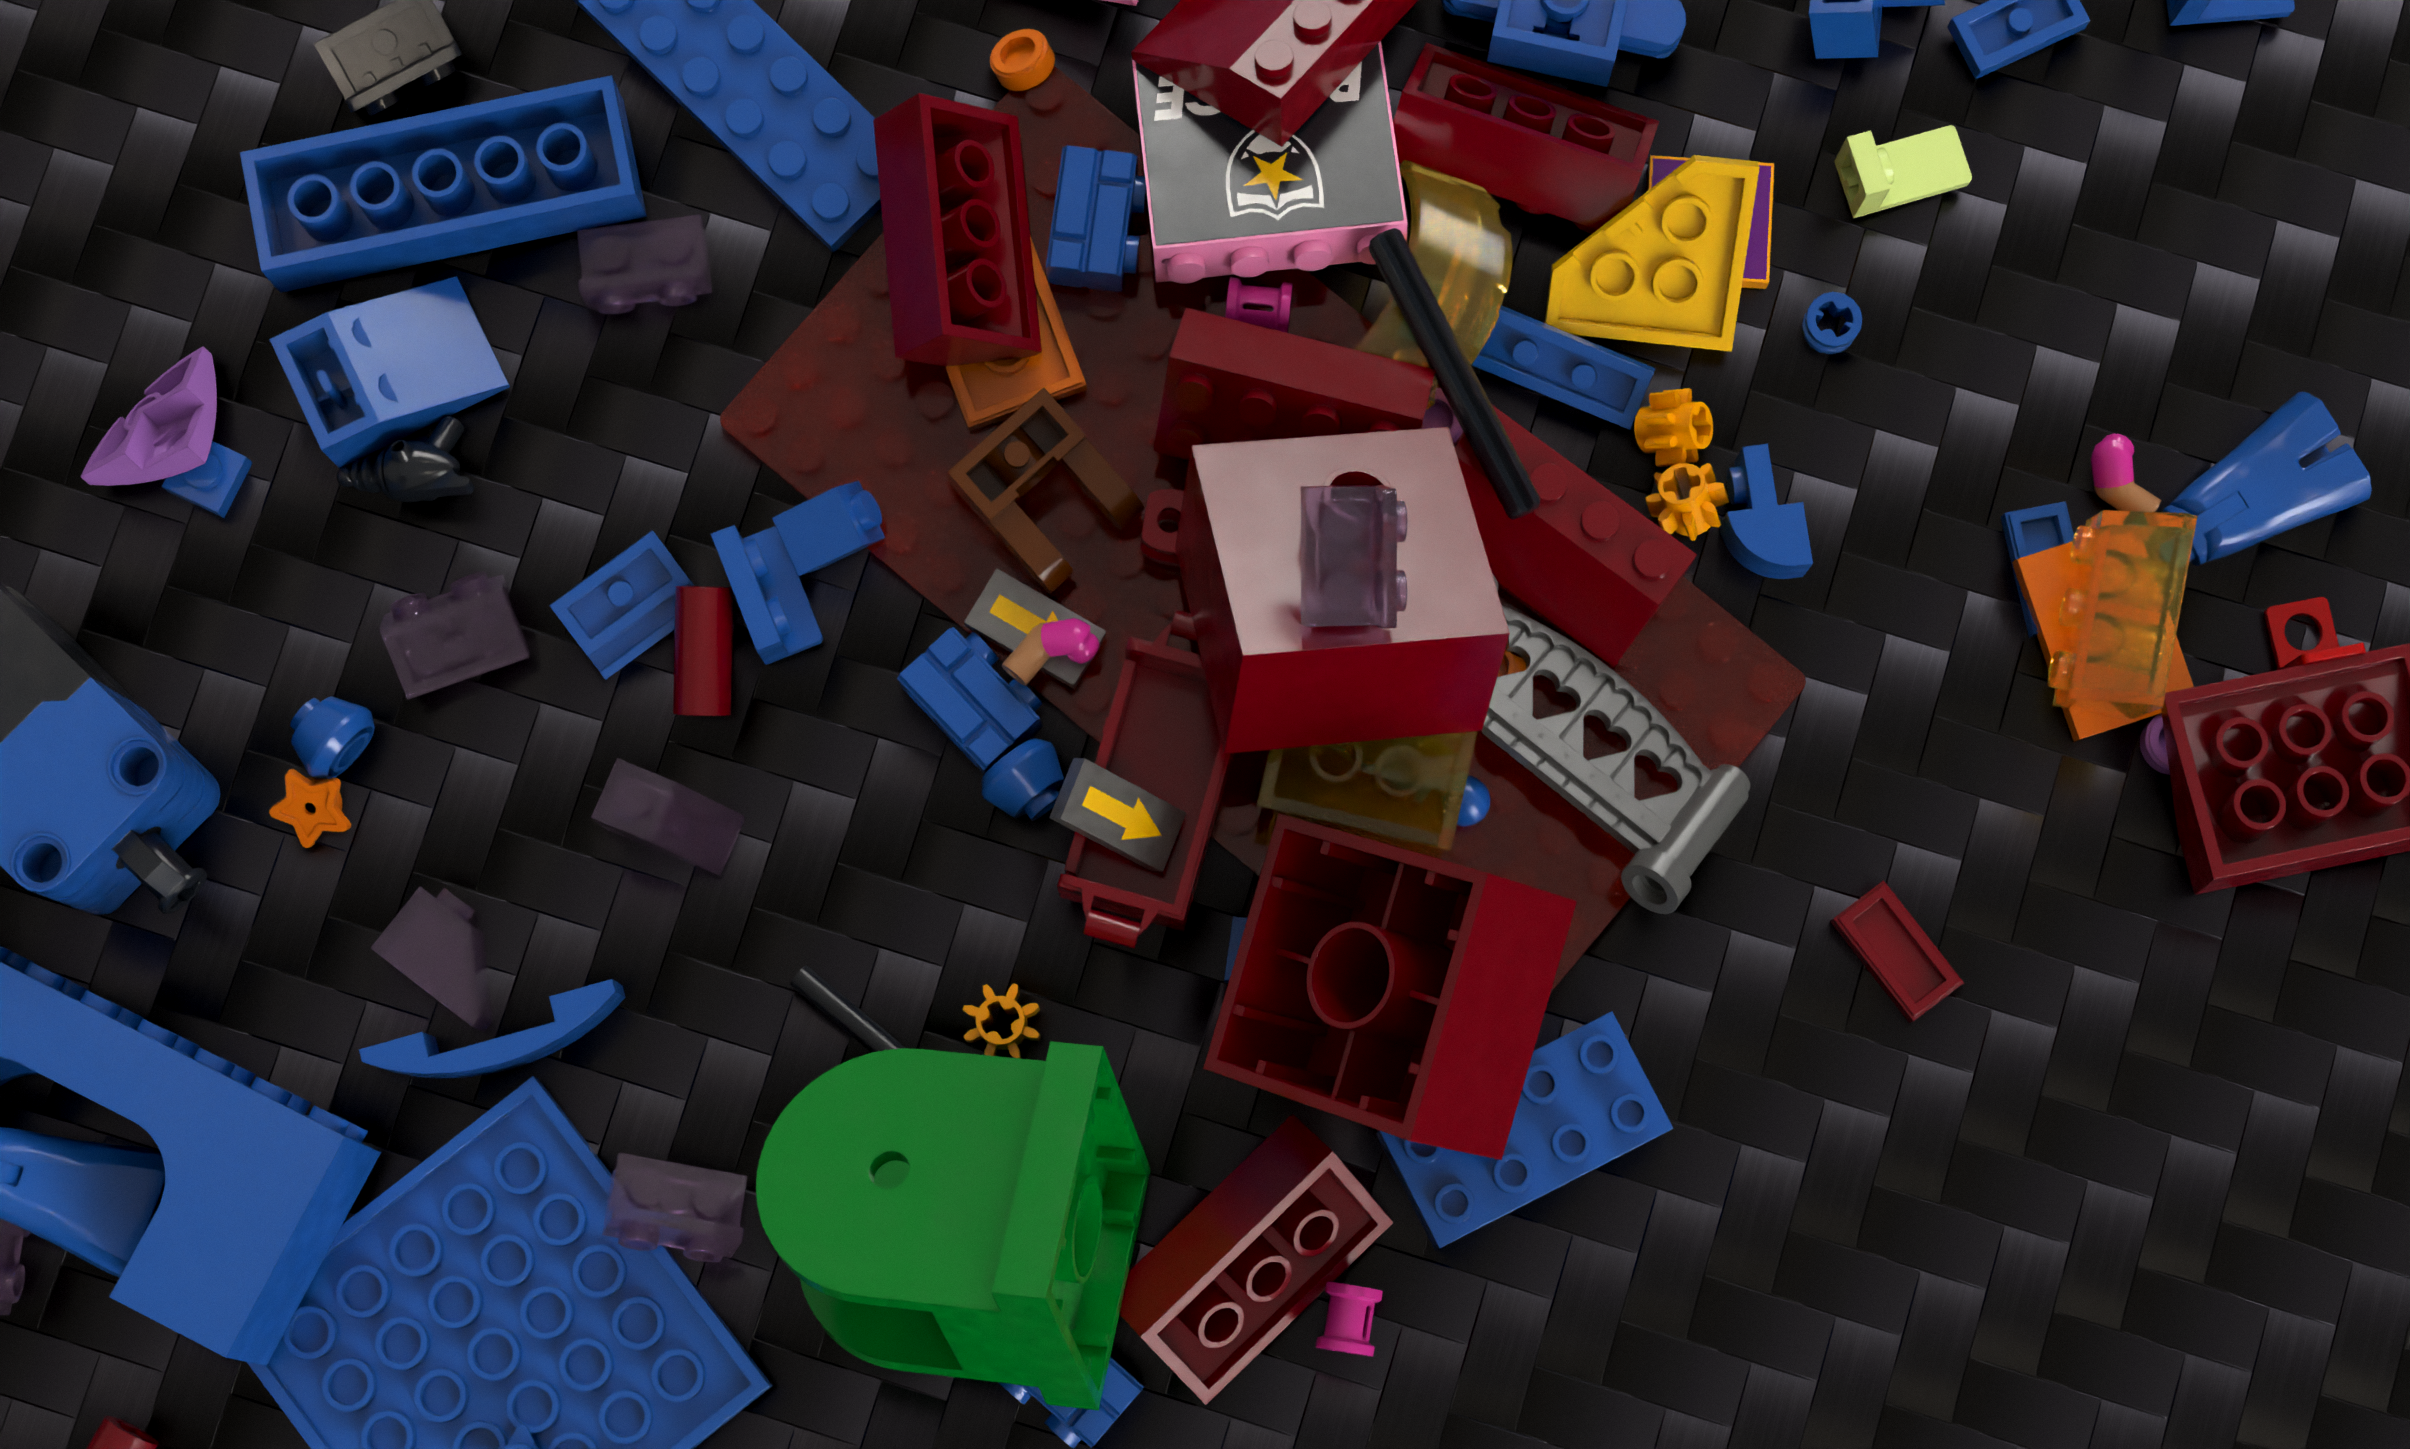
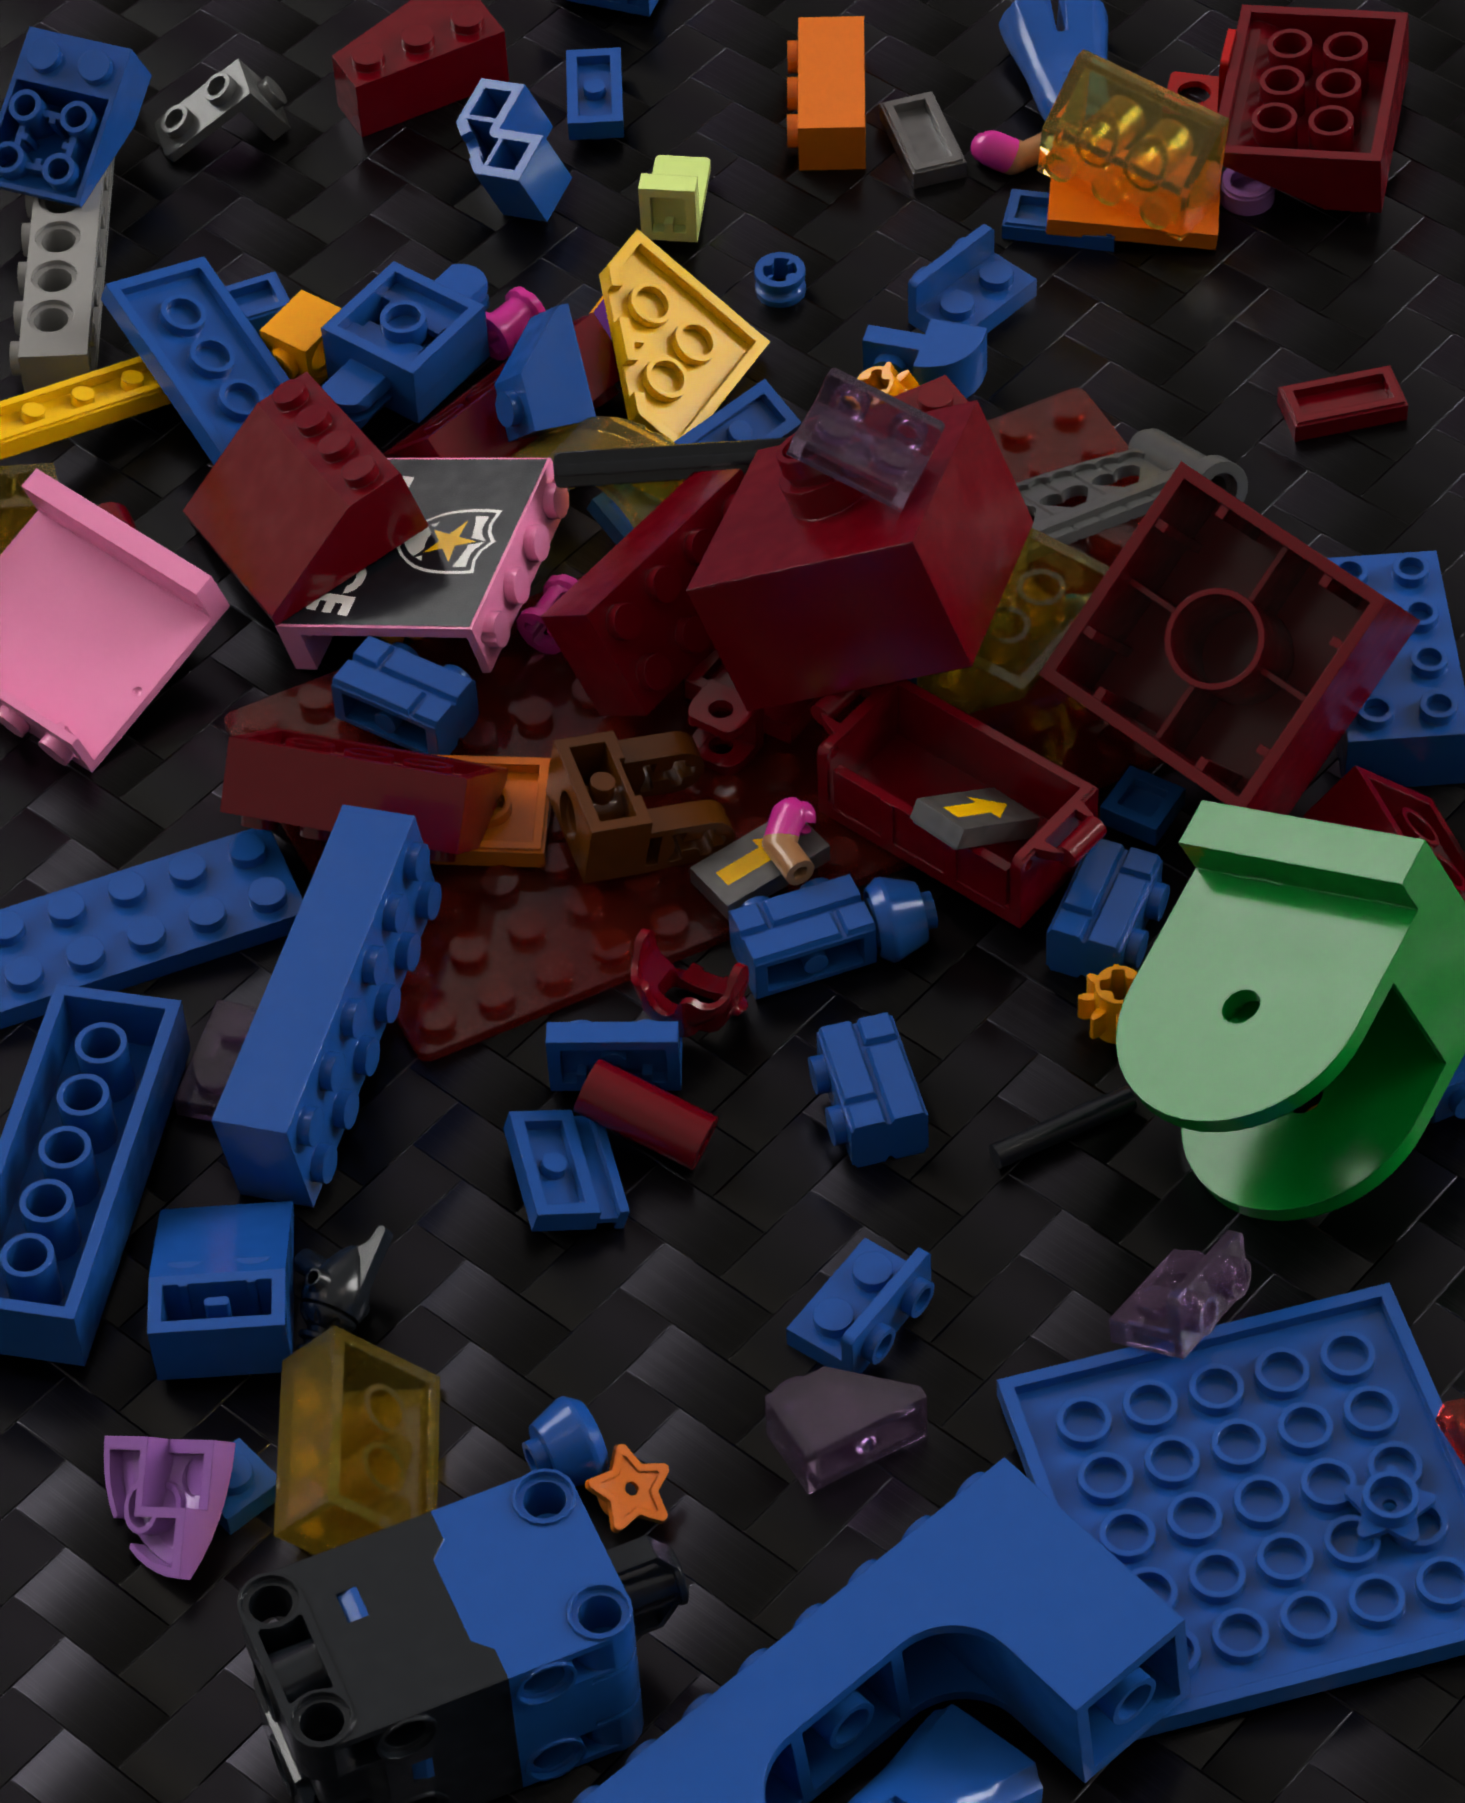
camera: 65 degrees left, 30 degrees down
(261, 564) = (353, 1442): none -> clear yellow slope
(452, 634) = (517, 1316): clear purple bracket -> none
(574, 1016) = (938, 1465): blue slope -> none
(582, 923) = (862, 1307): none -> blue bracket
(667, 817) = (786, 1204): clear purple slope -> none
(686, 322) = (327, 1007): none -> blue brick
(814, 835) = (870, 1090): none -> blue brick
(824, 616) = (655, 975): none -> dark red helmet
(830, 527) = (582, 975): blue brick -> none
(1022, 59) = (217, 719): orange tile -> none
(1098, 974) = (1107, 911): none -> blue brick
(1519, 167) = (543, 379): none -> blue slope
(1648, 87) = (509, 321): none -> dark pink bush
(1673, 427) = (806, 382): light orange gear -> none
(1889, 518) = (969, 285): none -> blue bracket
(2104, 380) = (923, 140): none -> flat silver tile
(2119, 259) = (827, 93): none -> orange brick

